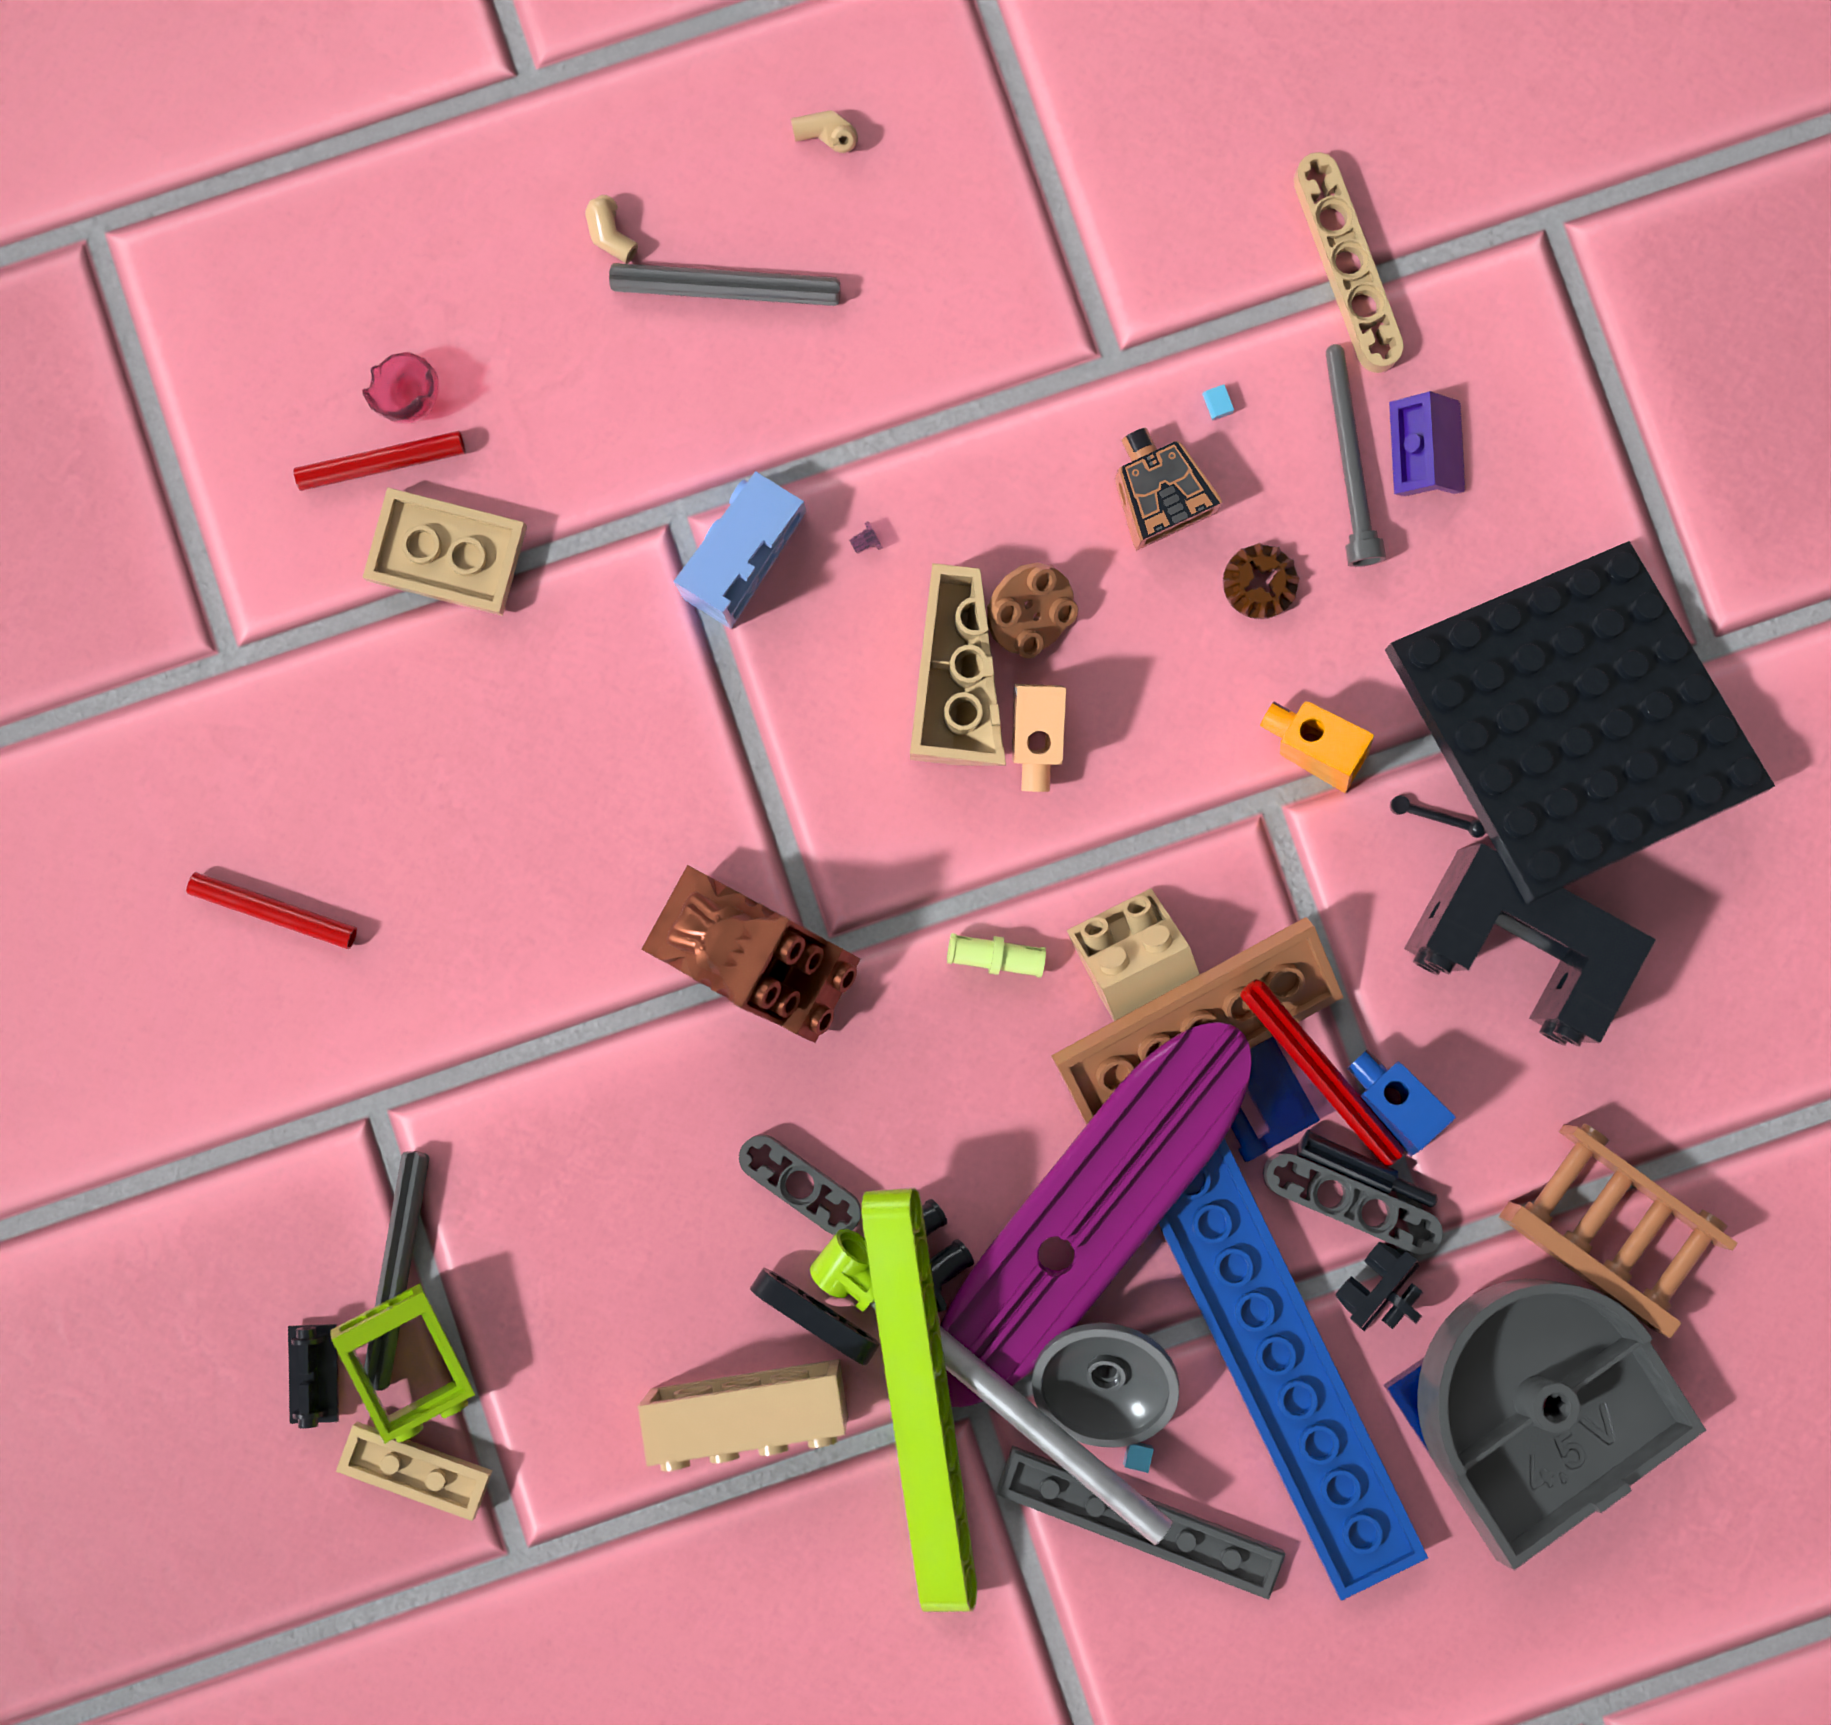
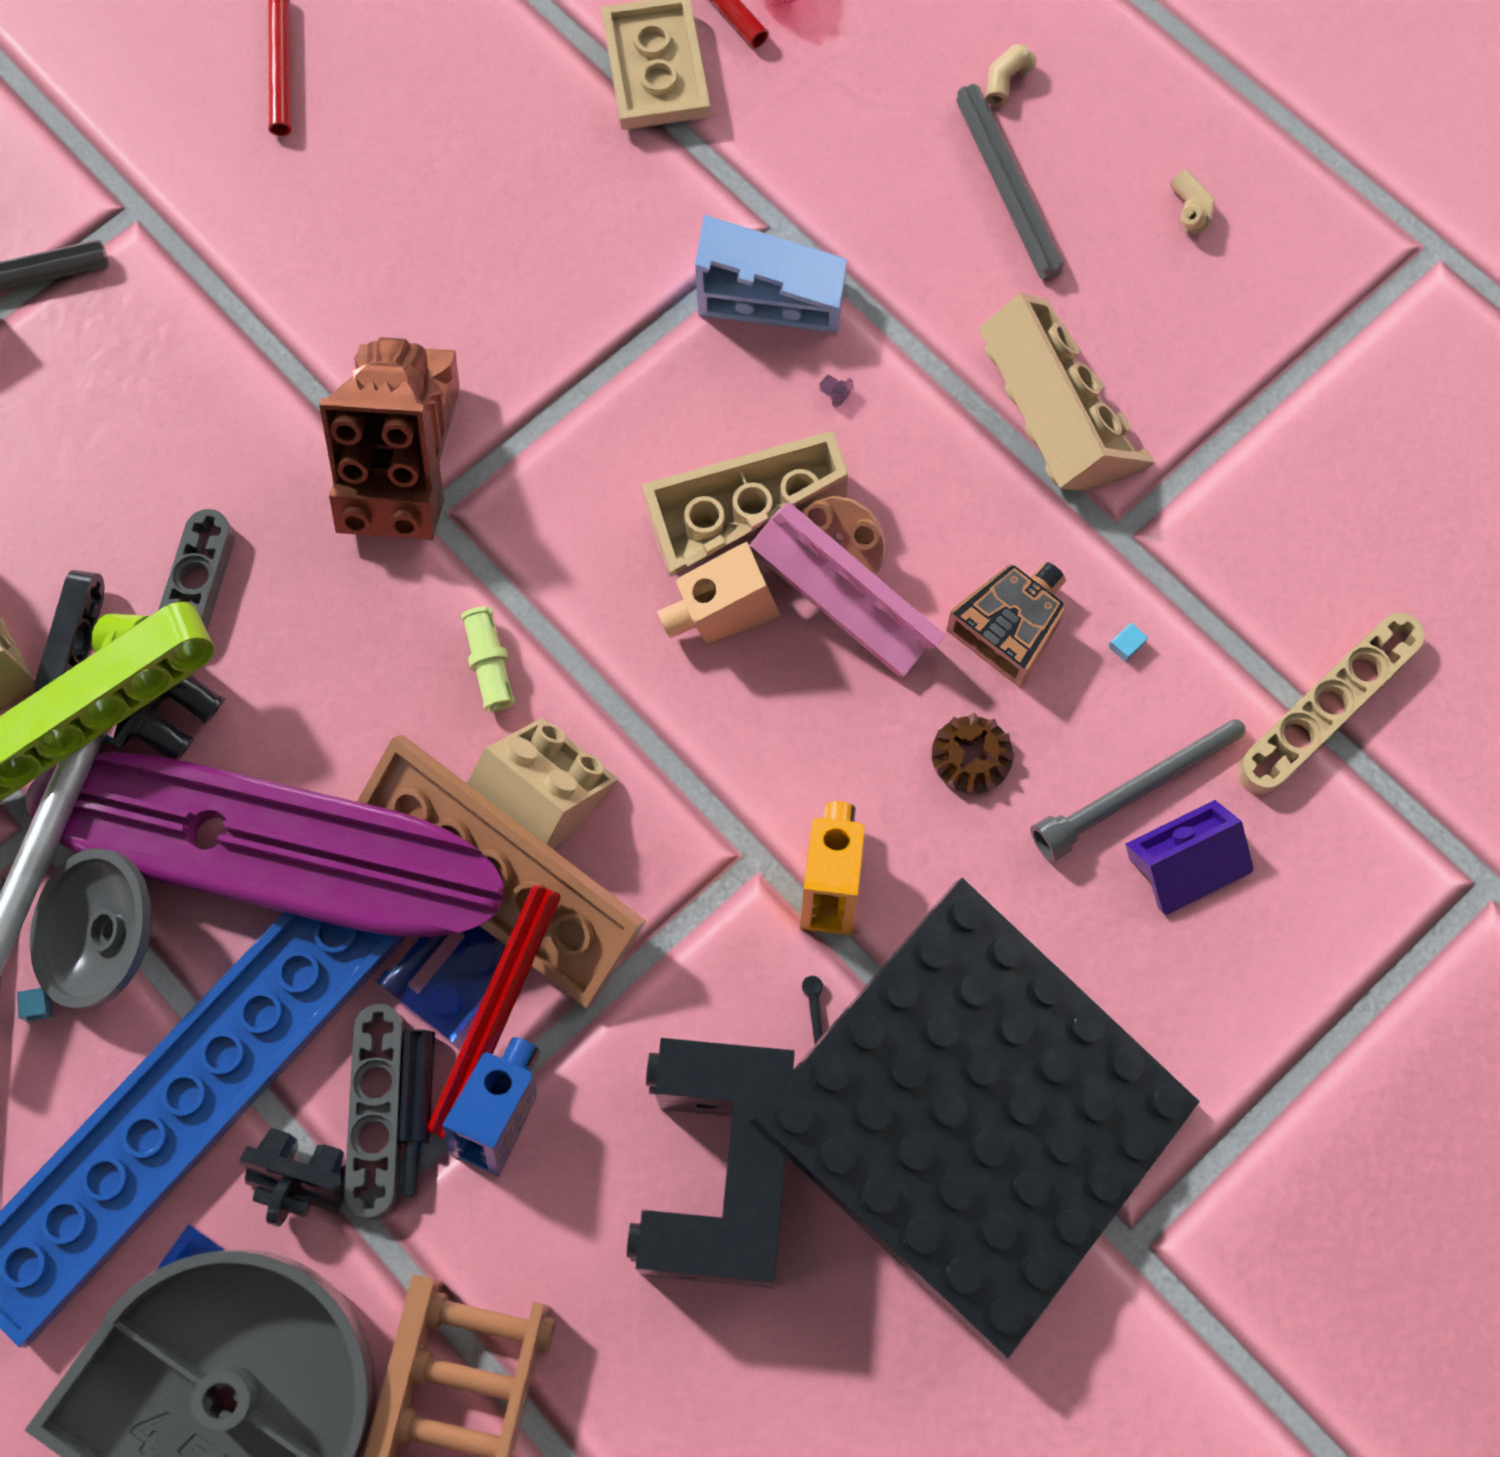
camera: 65 degrees right, 15 degrees down
(972, 348) = (1059, 397): none -> tan wedge
(1081, 624) = (845, 589): none -> bright pink fence

